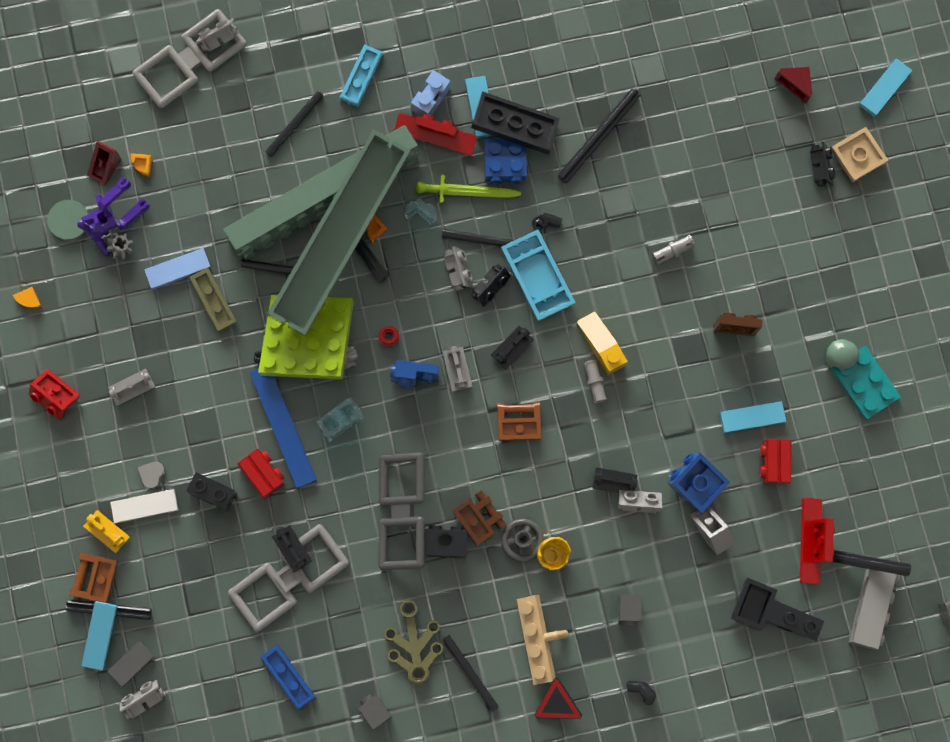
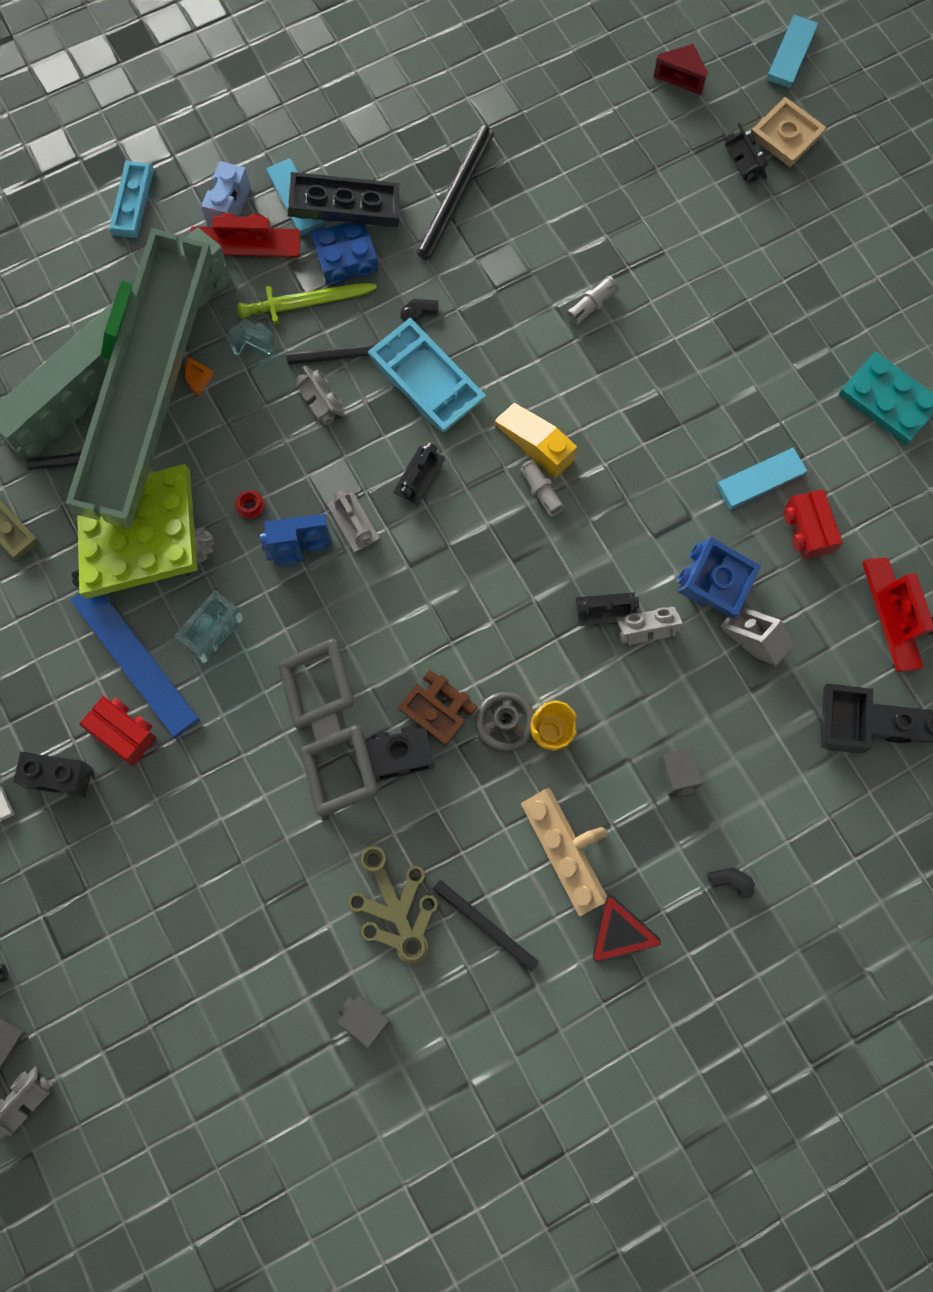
camera: 10 degrees left, 5 degrees down
(287, 580) = (191, 865): light grey bar -> none
(288, 677) = (226, 1007): blue tile -> none
(291, 548) = (185, 821): black hinge -> none
(294, 123) = (57, 276): black bar -> none
(332, 189) = (115, 319): none -> green tile
(371, 261) = (199, 414): black axle -> none
(497, 278) = (374, 395): black hinge -> none
(519, 428) = (457, 574): dark orange plate -> none
(730, 324) = (706, 365): reddish brown plate -> none
(842, 354) = (850, 367): sand green hair -> none

